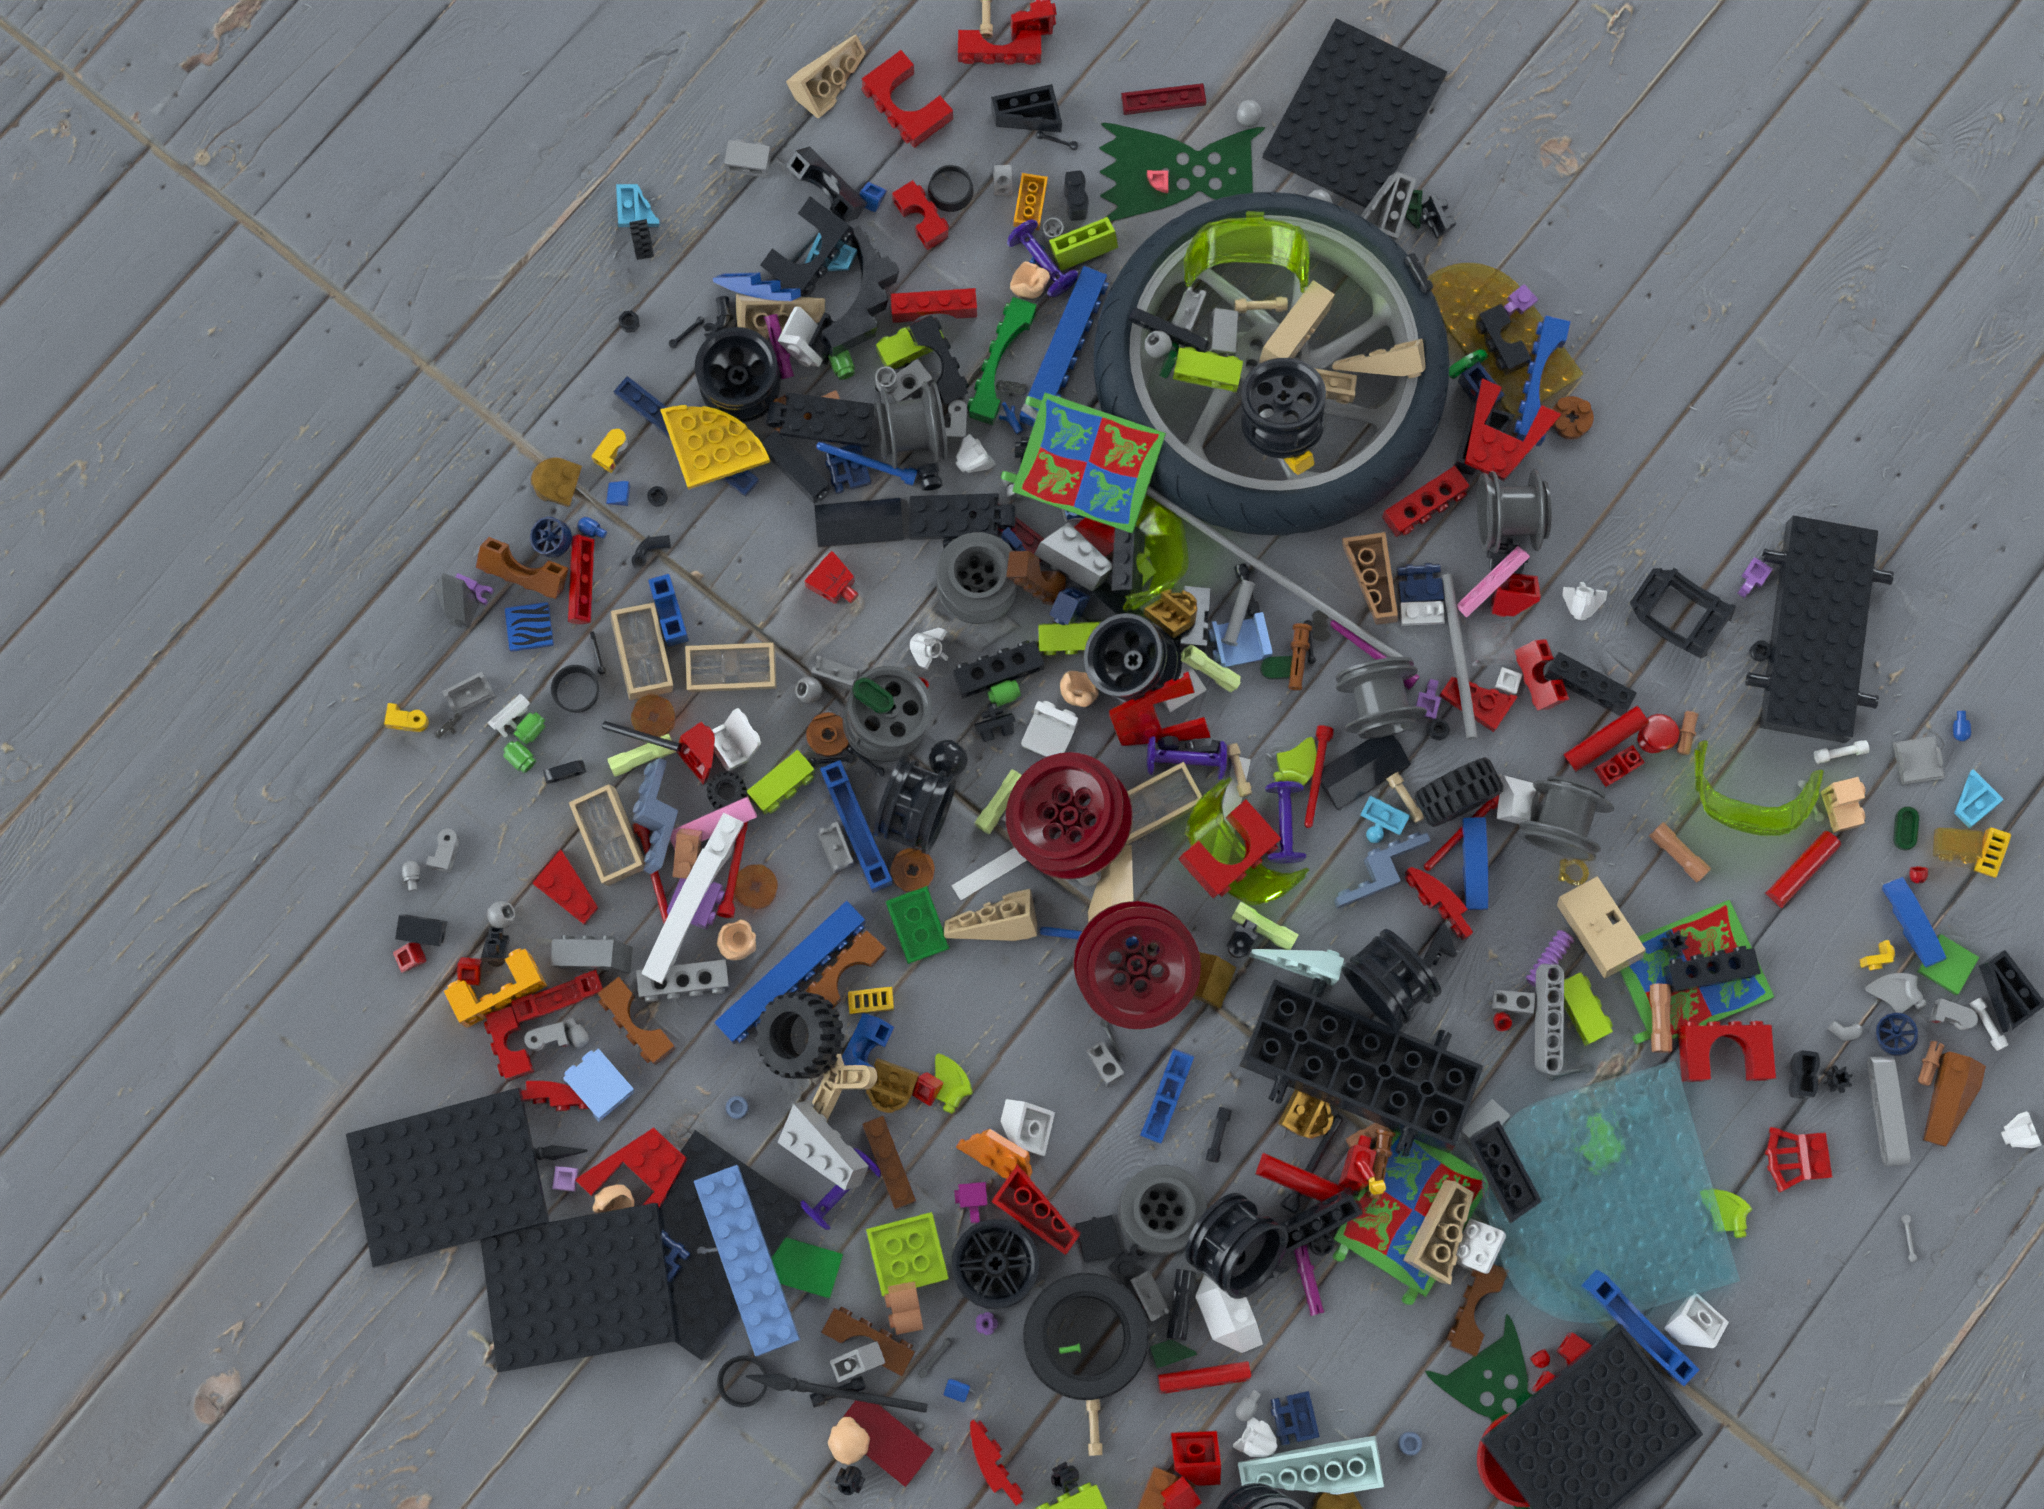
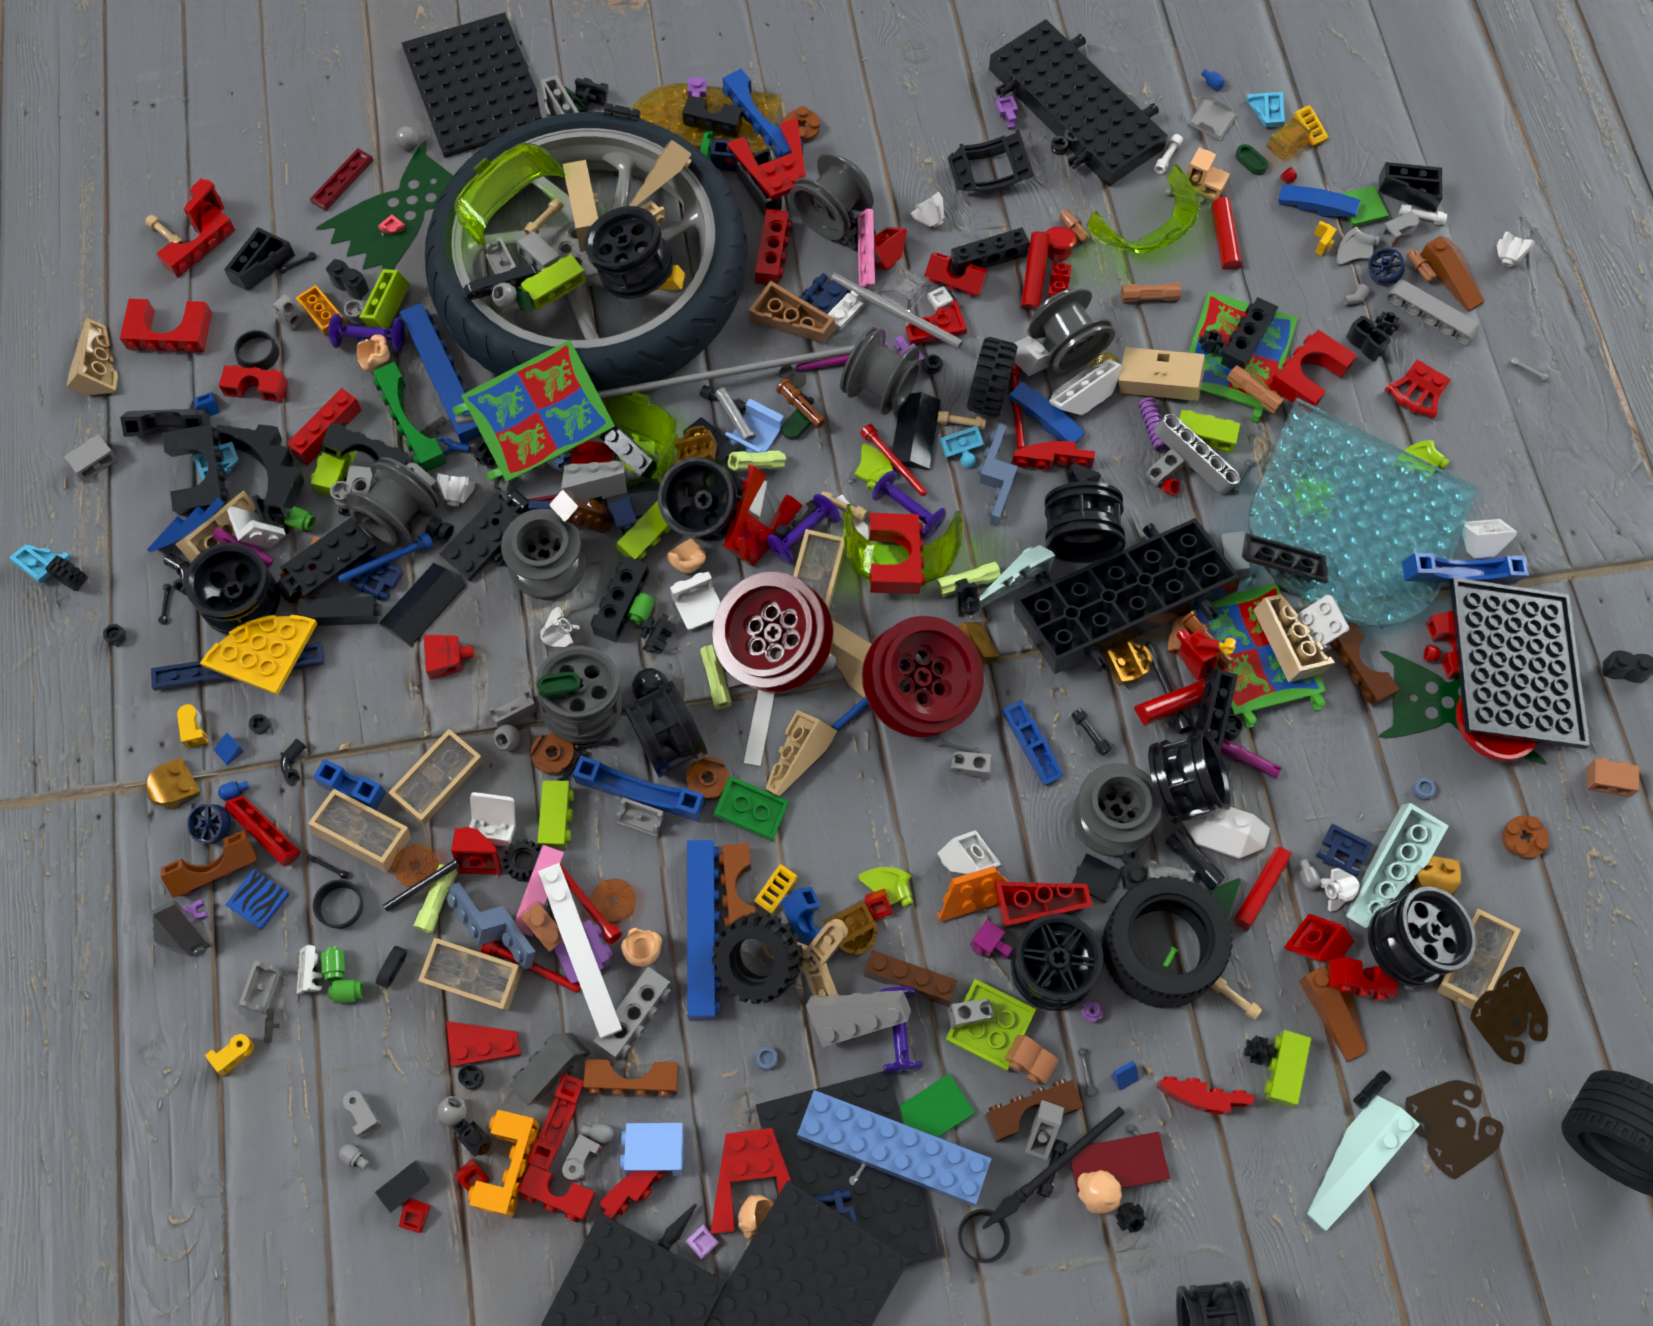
camera: 45 degrees left, 10 degrees down
(532, 903) = (468, 1073): none -> black wheel
(899, 1232) = (970, 1013): none -> light grey leg
(1528, 875) = (1087, 388): none -> white wedge

